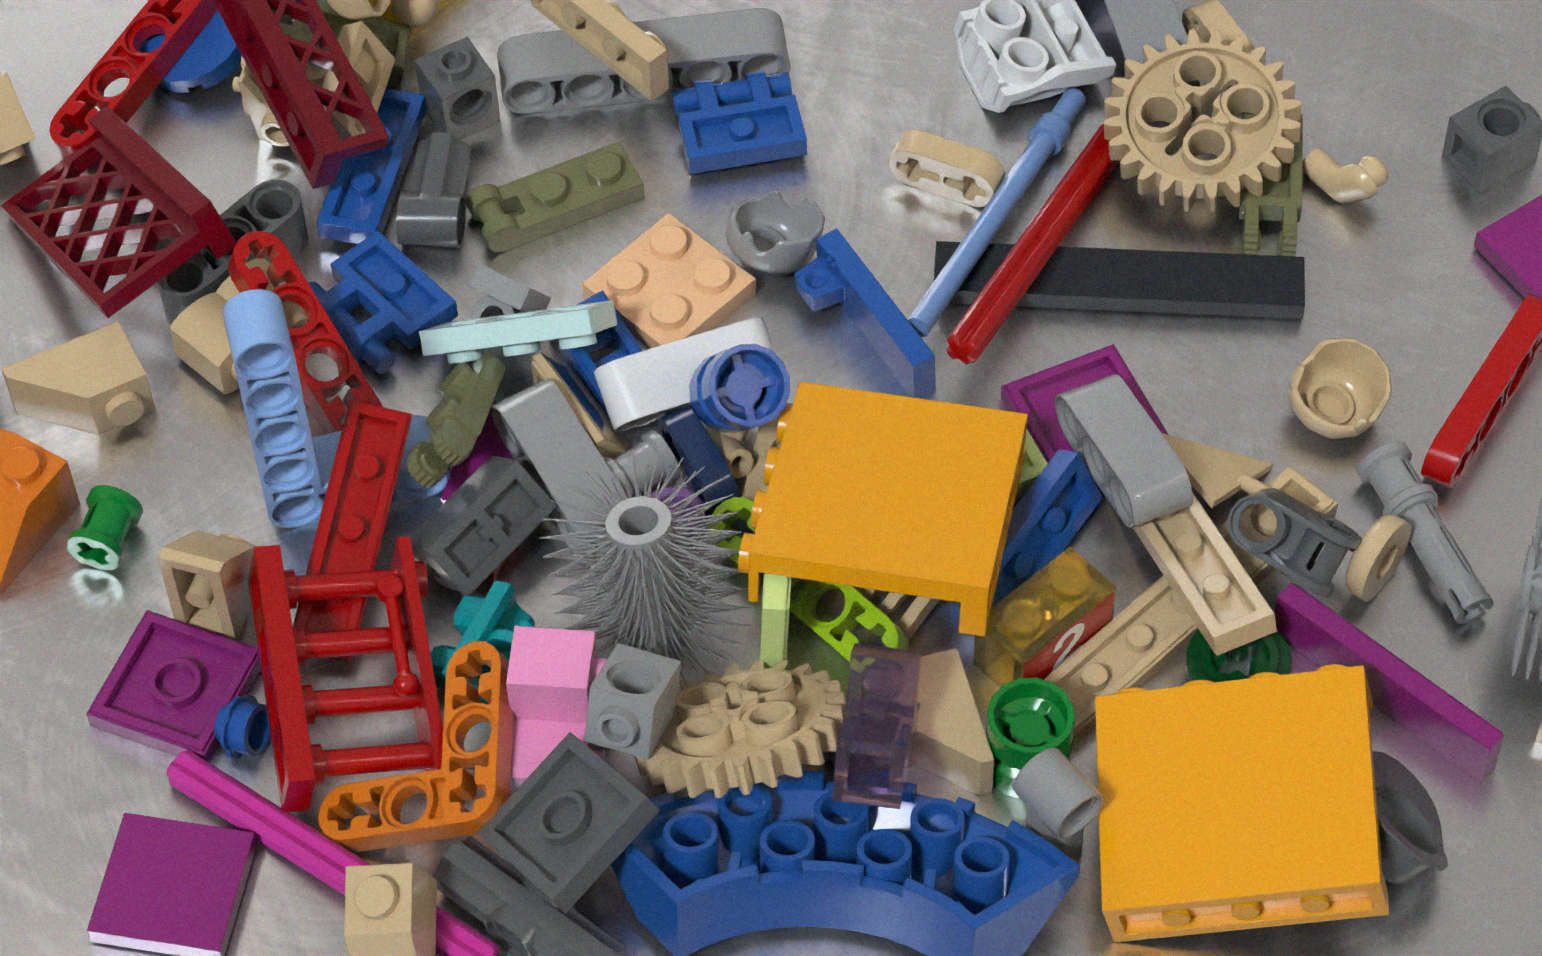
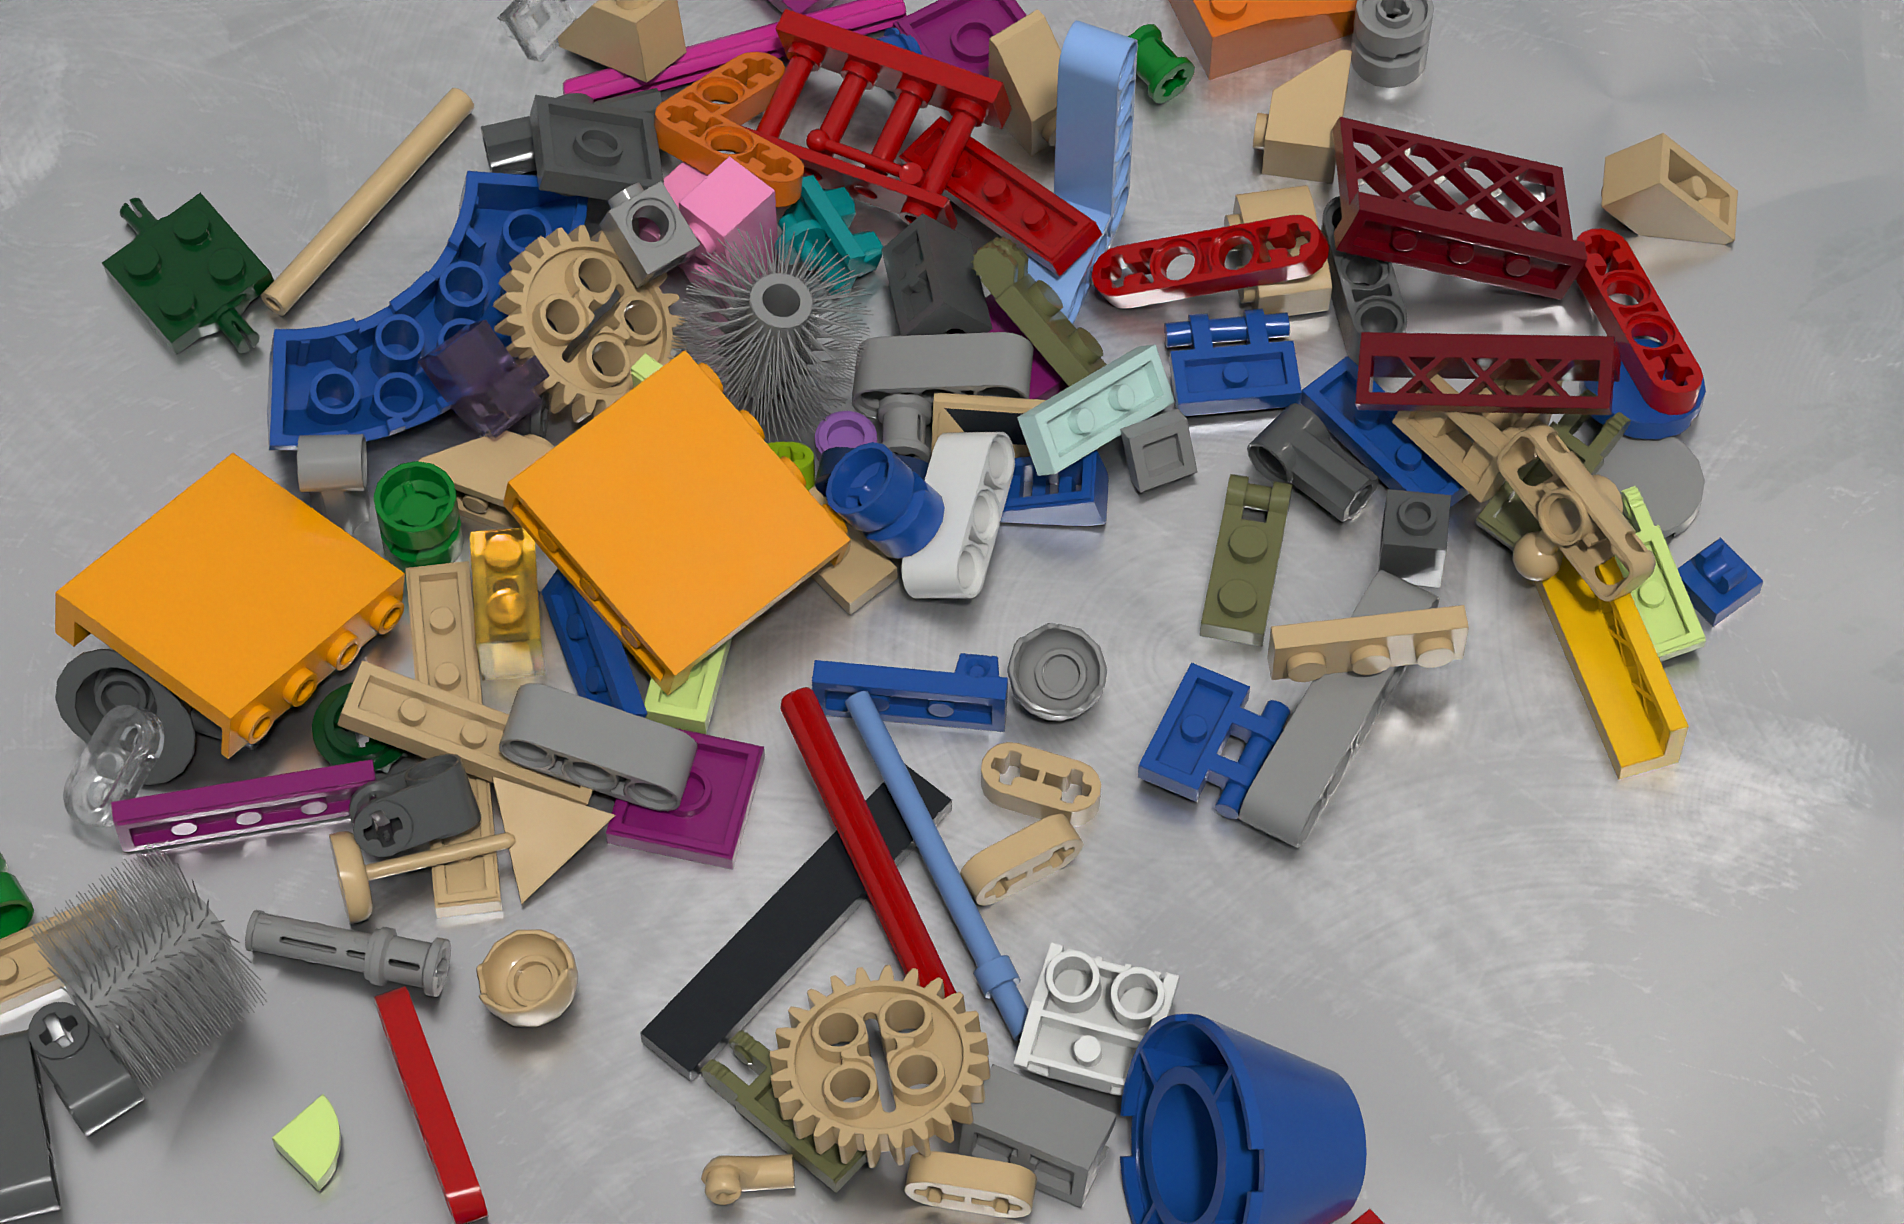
camera: 125 degrees right, 5 degrees up
(671, 284) = (1080, 577): light nougat plate -> none
(879, 201) = (1040, 783): none -> tan beam
(1438, 786) = (113, 763): none -> clear plate

